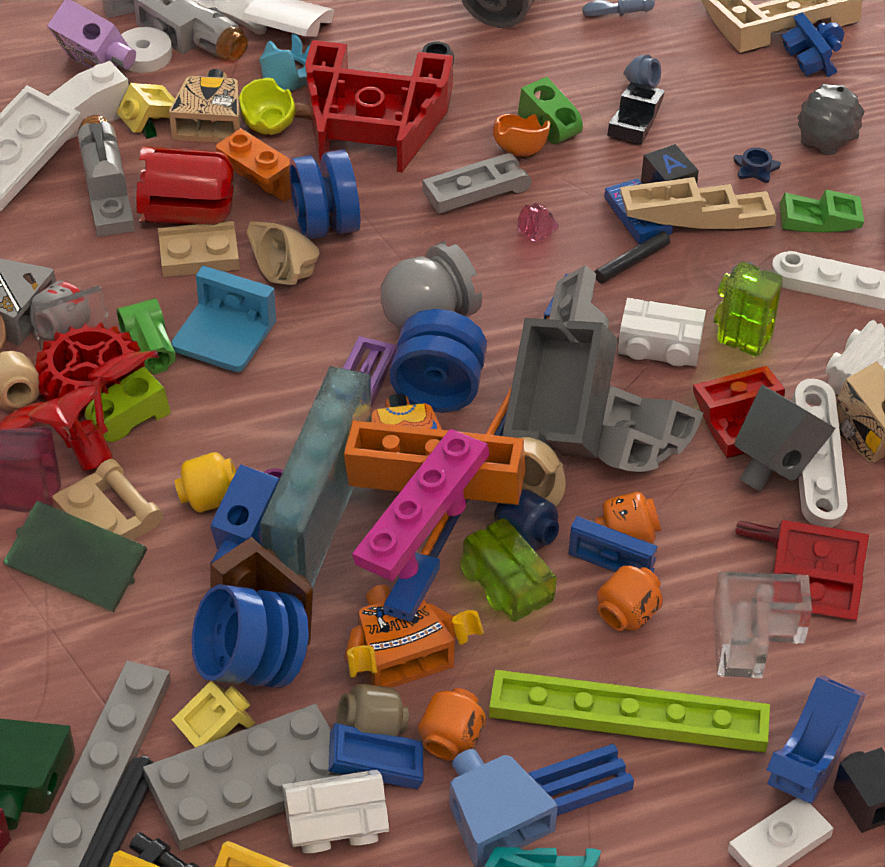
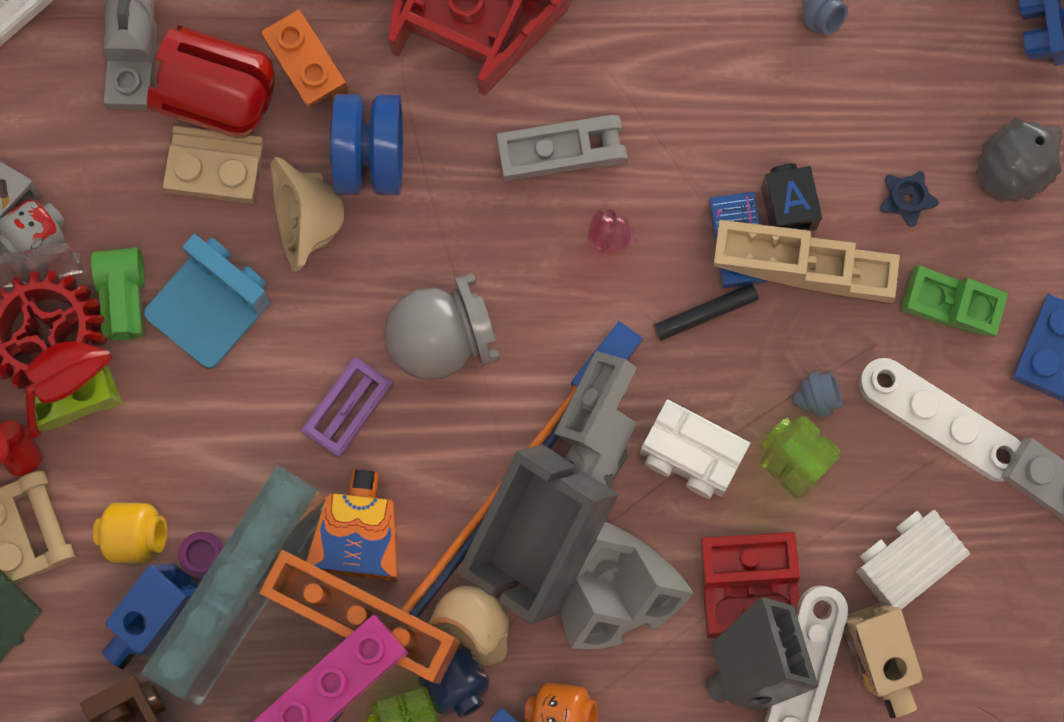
camera: 15 degrees right, 30 degrees up
(439, 360) = (421, 442): blue wheel -> none
(520, 135) = (637, 83): orange hair -> none
(551, 107) = (686, 53): bright green leg -> none
(636, 113) = (792, 75): black slope -> none

